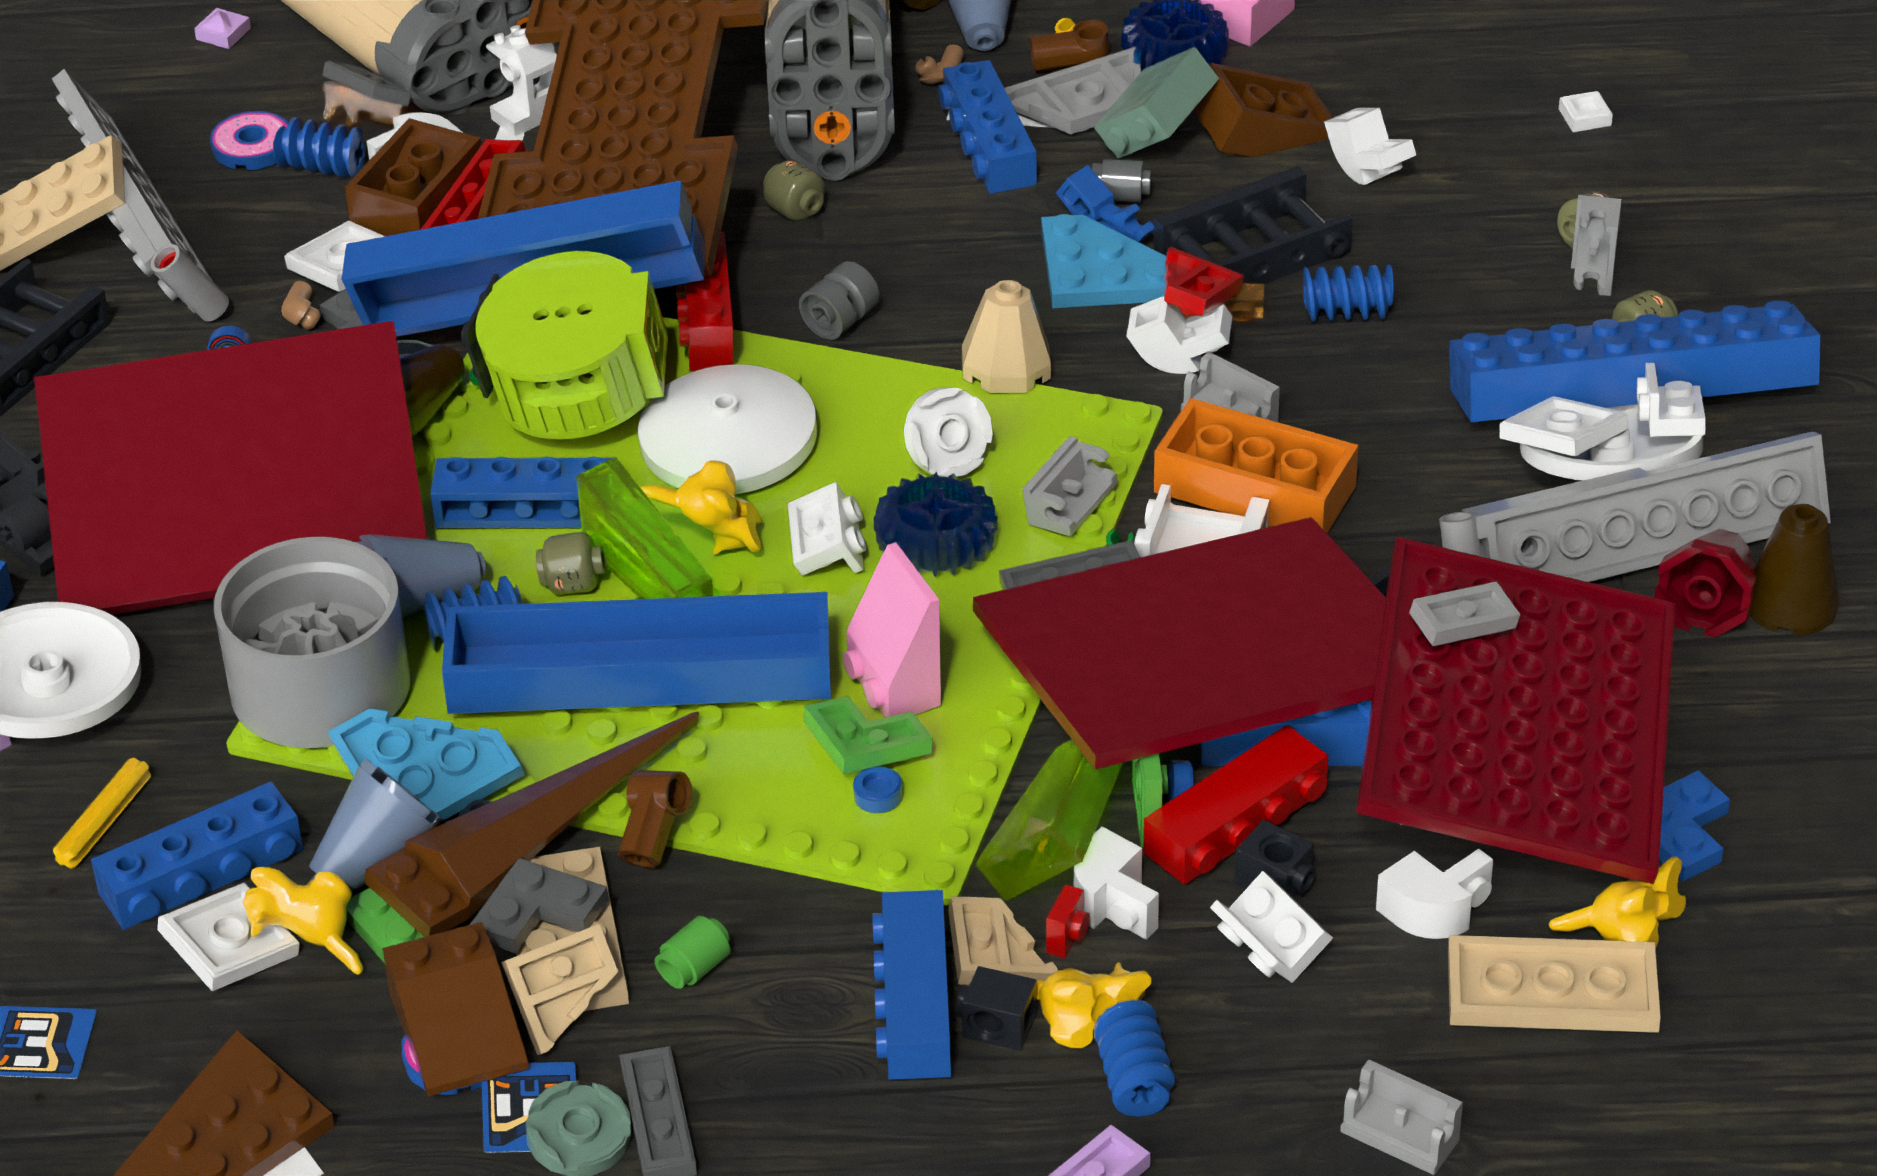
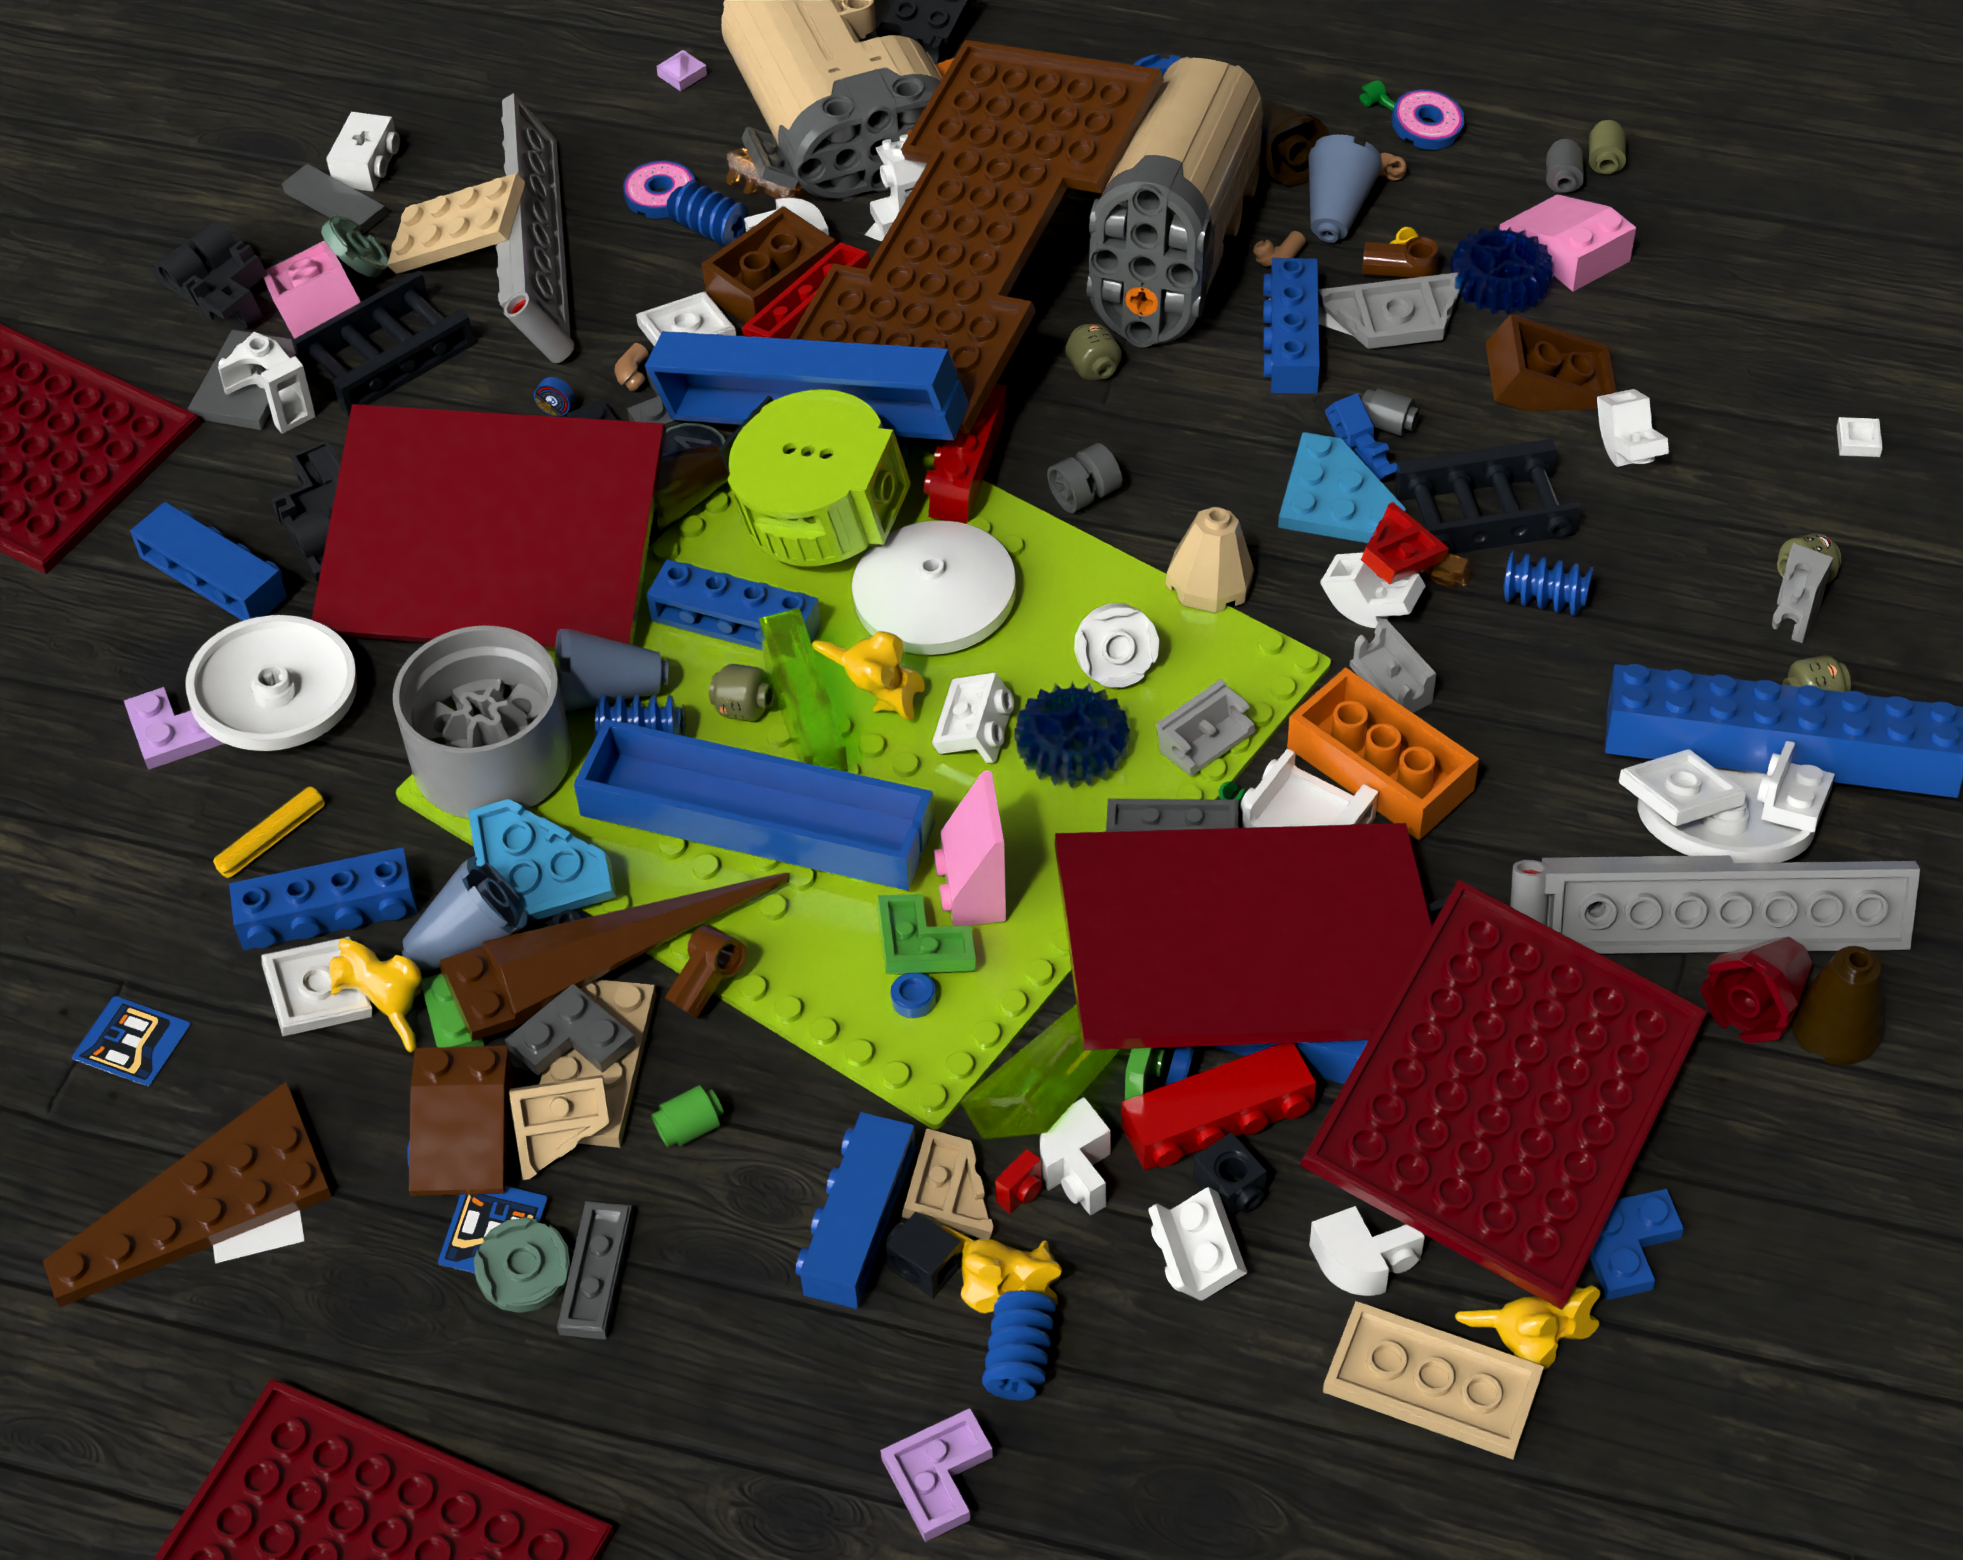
camera: 20 degrees right, 10 degrees up
(1156, 103) = (1447, 341): sand green brick -> none
(1402, 1117) = (1234, 1482): light grey hinge -> none
(1464, 613) = (1484, 983): light grey plate -> none

